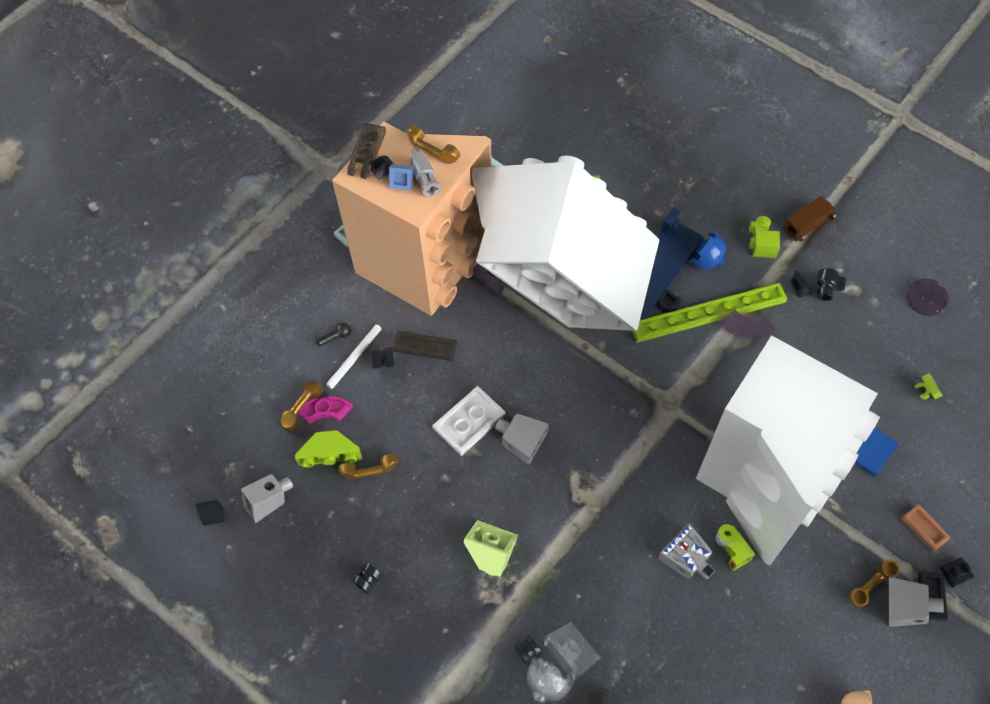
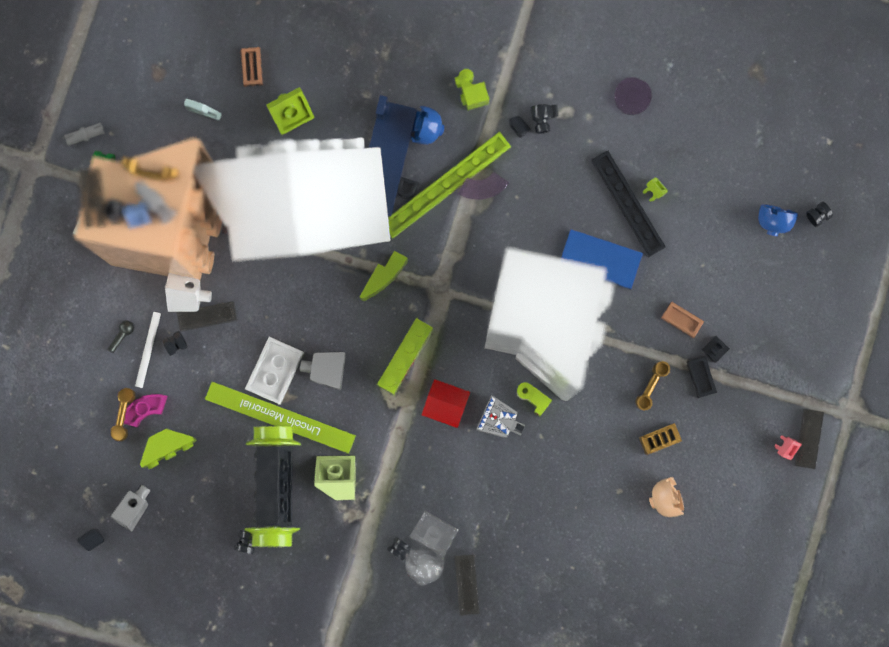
camera: 25 degrees left, 20 degrees up
(349, 471) = (221, 438): pearl gold bar -> none
(412, 314) = (184, 293): none -> white torso
(420, 527) = (273, 485): none -> black brick
(457, 468) = (280, 417): none -> lime tile
(563, 142) = (252, 82): none -> nougat tile
(609, 453) = (405, 356): none -> lime brick
(616, 370) = (384, 276): none -> lime slope
(634, 518) = (445, 403): none -> red slope
(809, 218) = (507, 53): reddish brown brick -> none
(848, 648) = (646, 446): none -> pearl gold slope
(896, 394) = (628, 203): none -> black tile
(911, 603) = (684, 392): light grey torso -> none

